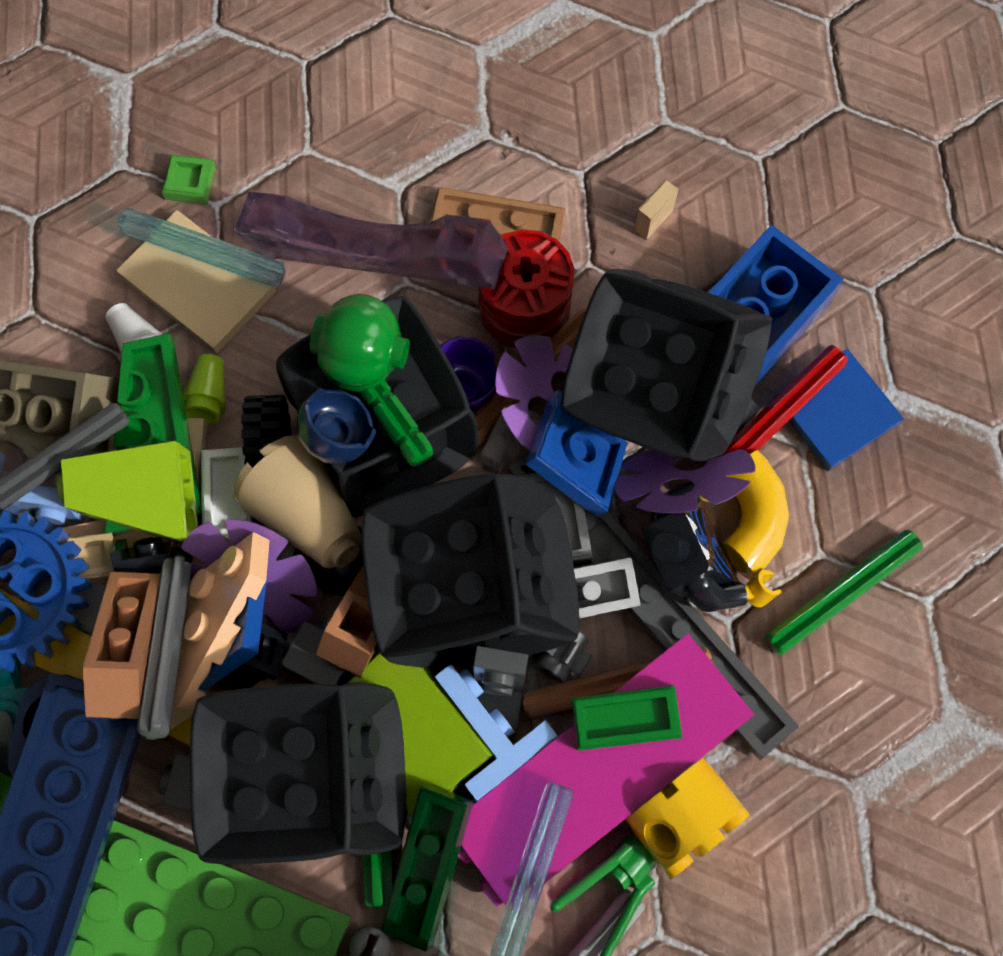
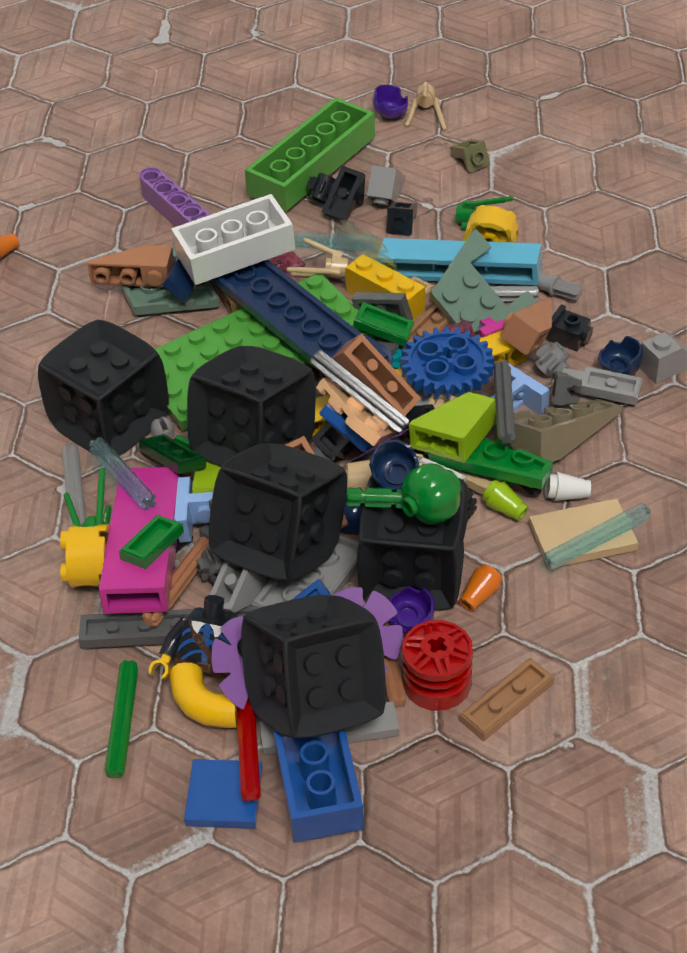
camera: 130 degrees right, 25 degrees down
(188, 179) = (660, 563): bright green tile -> none
(439, 250) = (472, 605): arch -> none
(656, 209) = (439, 778): tan tile -> none

